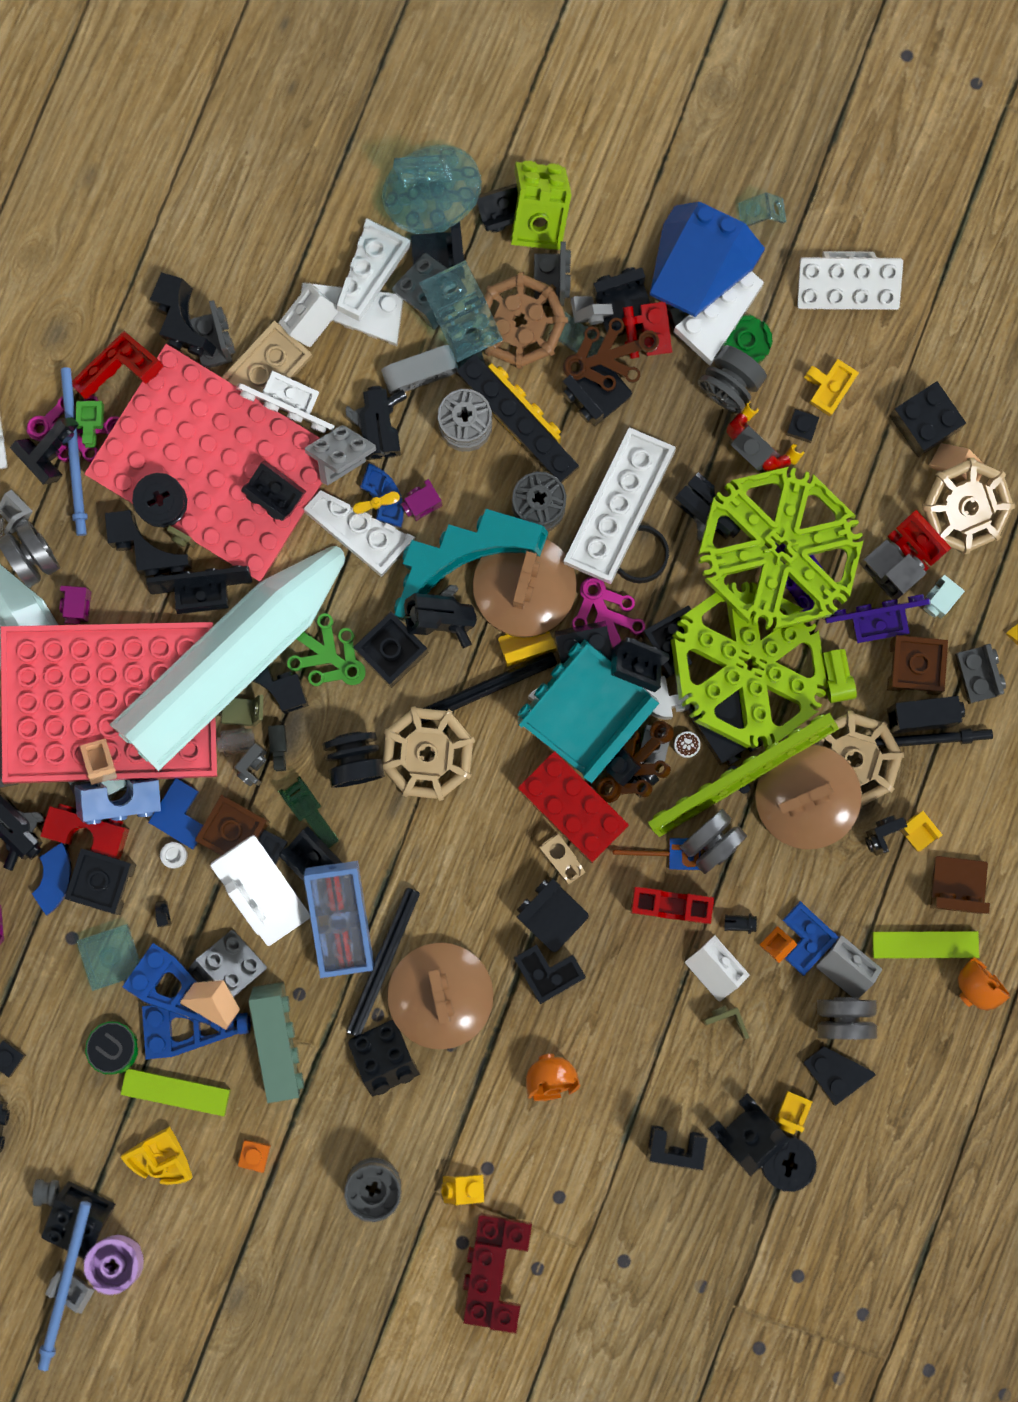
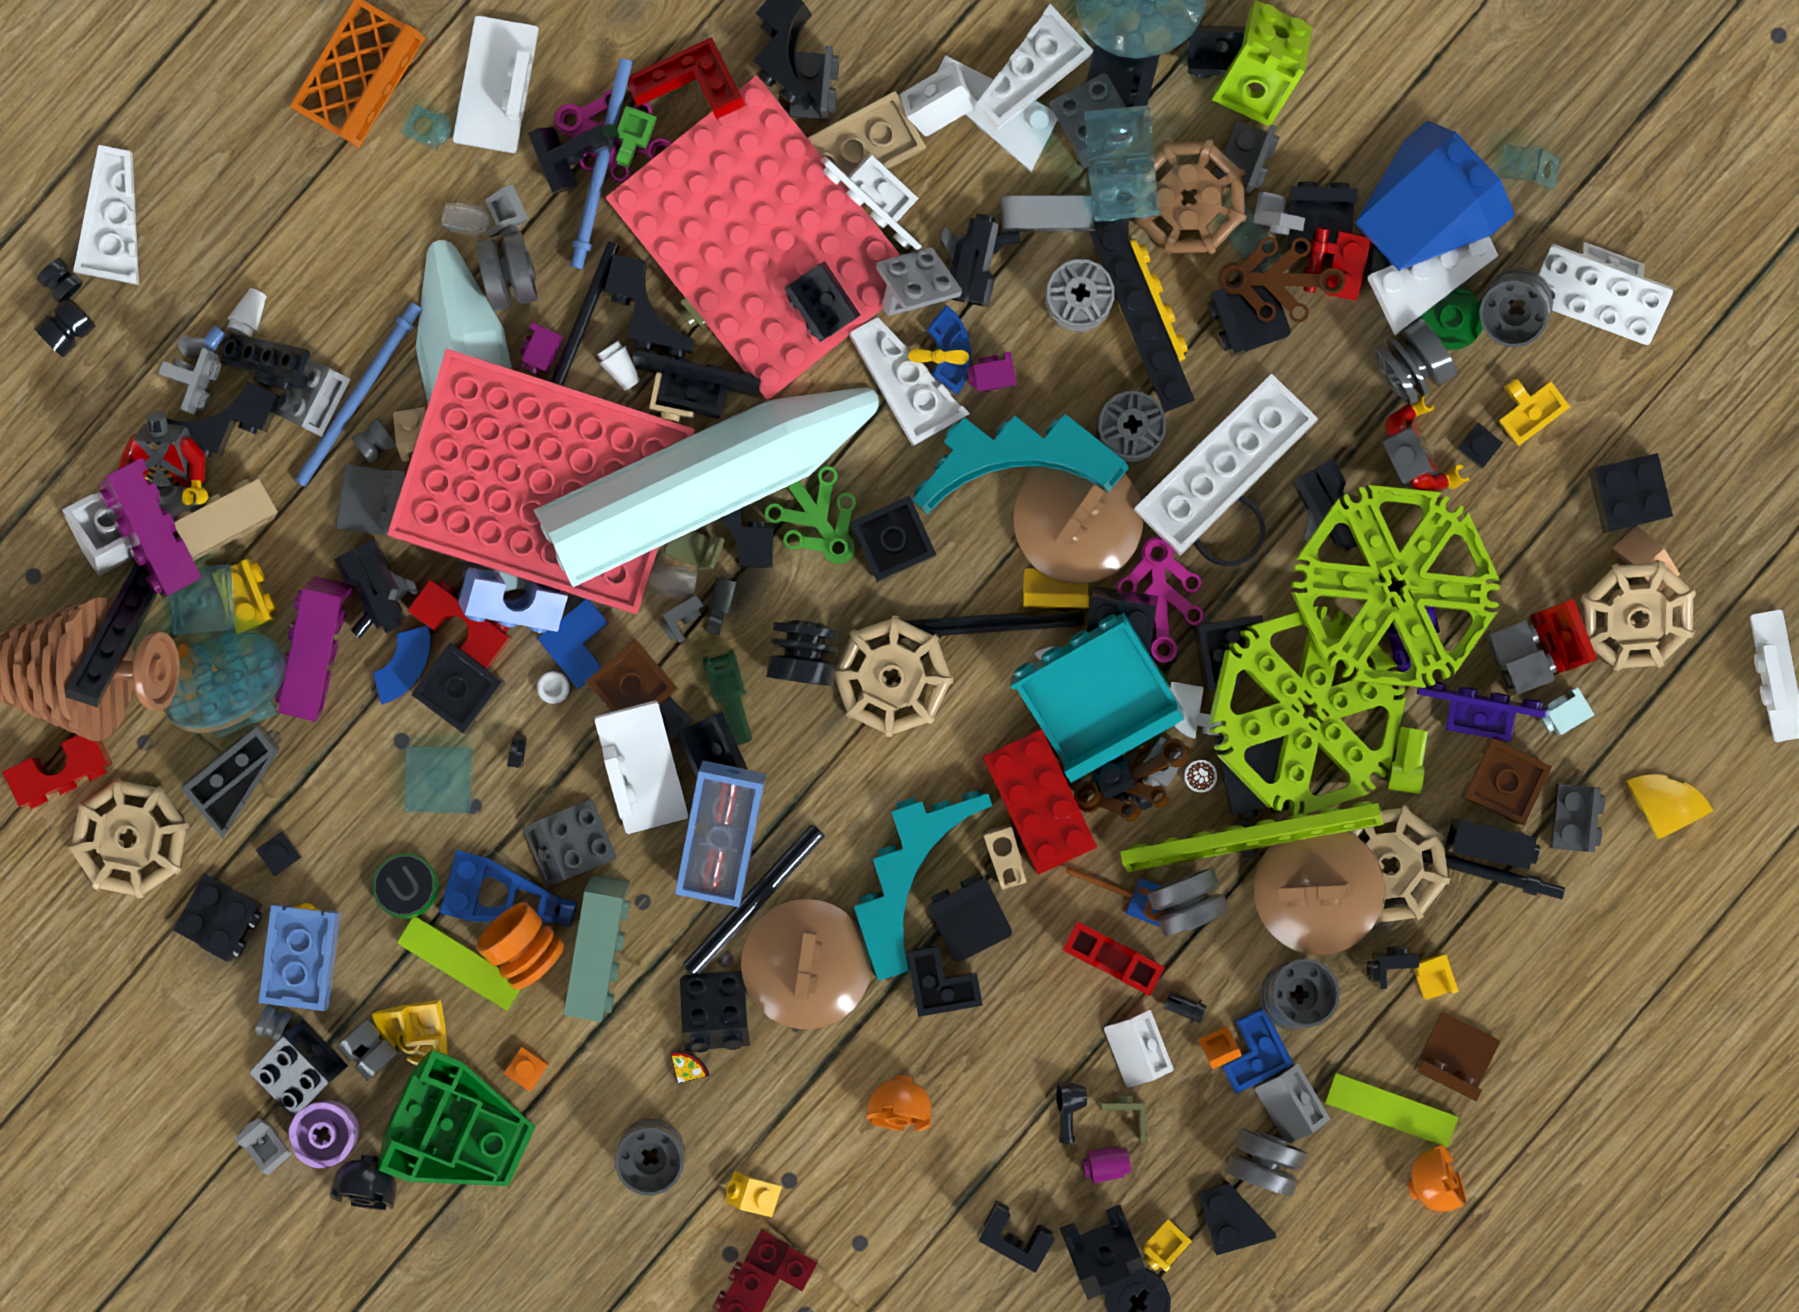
camera: 25 degrees right, 5 degrees up
(48, 1132) = (299, 956): none -> medium blue piece
(48, 1349) = (214, 1202): medium blue bar -> none
(98, 761) = (506, 550): light nougat slope -> none
(100, 568) = (585, 314): none -> black bar
(135, 1186) = (369, 1062): none -> dark grey wheel
(138, 595) = (618, 365): none -> white cone
(146, 493) = (670, 251): black piece -> none
(148, 975) = (480, 814): blue plate -> none
(159, 1292) = (364, 1184): none -> black cylinder
(186, 617) = (666, 412): none -> tan bracket
(212, 1001) = (541, 876): light nougat slope -> none
(213, 1223) = (452, 1128): none -> green wedge
(215, 1061) = (520, 945): none -> orange wheel
(378, 1108) = (688, 1066): none -> tile
(440, 614) = (967, 518): black piece -> none
(483, 898) = (919, 831): none -> teal arch
(638, 663) = (1176, 664): black bracket -> none
(679, 1025) = (1069, 1099): none -> black bar
(725, 1066) = (1106, 1164): none -> magenta brick
(797, 326) = (1521, 324): none -> dark grey wheel
(825, 867) = (1317, 989): none -> dark grey wheel

